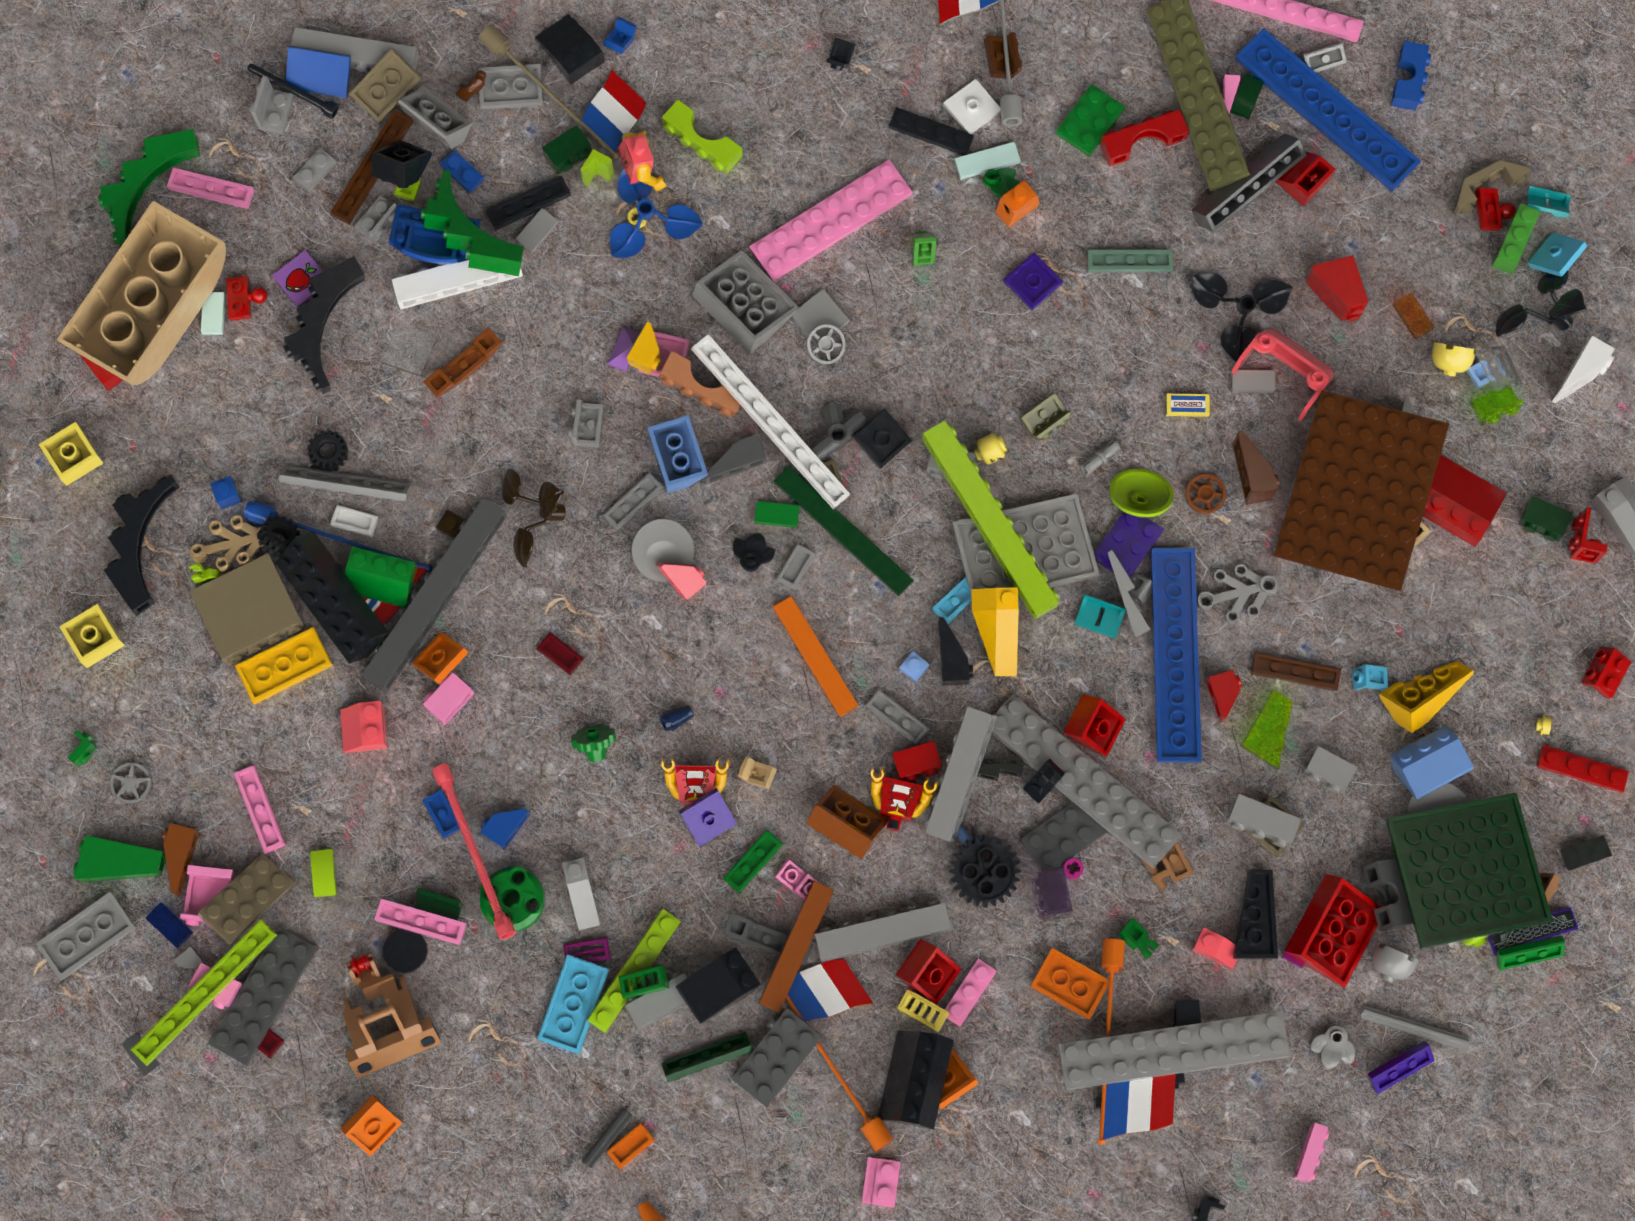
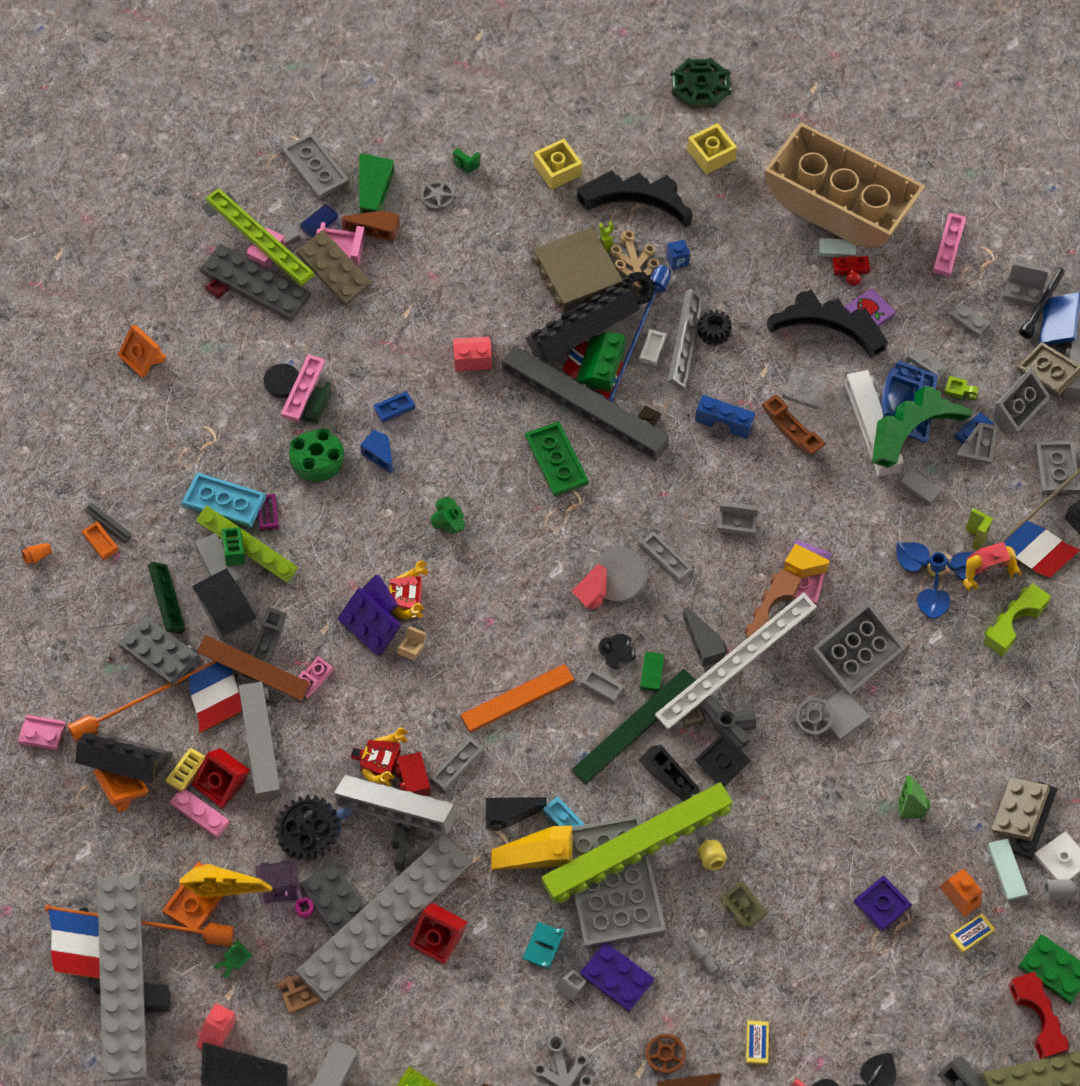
camera: 90 degrees right, 15 degrees down
(137, 175) = (976, 208): green arch -> none
(259, 809) = (409, 281): bright pink tile -> none
(283, 665) = (529, 297): yellow tile -> none
(323, 872) = (355, 322): lime slope -> none
(362, 180) = (971, 359): reddish brown plate -> none
(400, 163) = (976, 376): black slope -> none
(413, 1036) = (210, 376): medium nougat container -> none
(440, 657) = (527, 403): orange plate -> none
(448, 698) = (493, 411): bright pink brick -> none
(457, 424) = (714, 410): none -> blue arch
(476, 84) = (1051, 433): reddish brown piece -> none
(484, 165) = (980, 444): none -> light grey wing
(502, 923) = (292, 440): coral hose -> none
(510, 624) = (556, 459): none -> green plate
(528, 203) = (946, 479): black plate -> none
(549, 510) = (656, 487): dark brown plant -> none
(560, 654) = (529, 497): dark red tile -> none
(567, 150) = (1000, 508): dark green brick -> none
(581, 893) = (318, 506): light grey slope -> none
(675, 718) = (466, 582): dark blue cone -> none
(677, 453) = (706, 584): medium blue slope -> none
(732, 821) = (369, 621): none -> dark purple plate
(753, 861) = (334, 641): green tile -> none
(830, 220) = (940, 729): bright pink plate -> none
(847, 821) = (363, 715): dark orange slope -> none
(898, 494) = (668, 772): none -> black slope
(914, 666) = (504, 780): light blue plate -> none
(923, 143) = (1020, 809): none -> dark tan plate
(1000, 180) = (986, 878): green plate -> none
(1044, 781) = (385, 881): black hinge -> none
(1058, 197) = (972, 933): none -> tile
(1061, 958) = (216, 881): none -> yellow wedge
(1125, 585) = (574, 964): light grey slope -> none
(1130, 260) = (906, 996): sand green plate -> none
(1141, 492) = (672, 984): lime dish -> none
(1176, 655) = (503, 1012): blue plate -> none
(1223, 692) = (462, 1054): red slope -> none

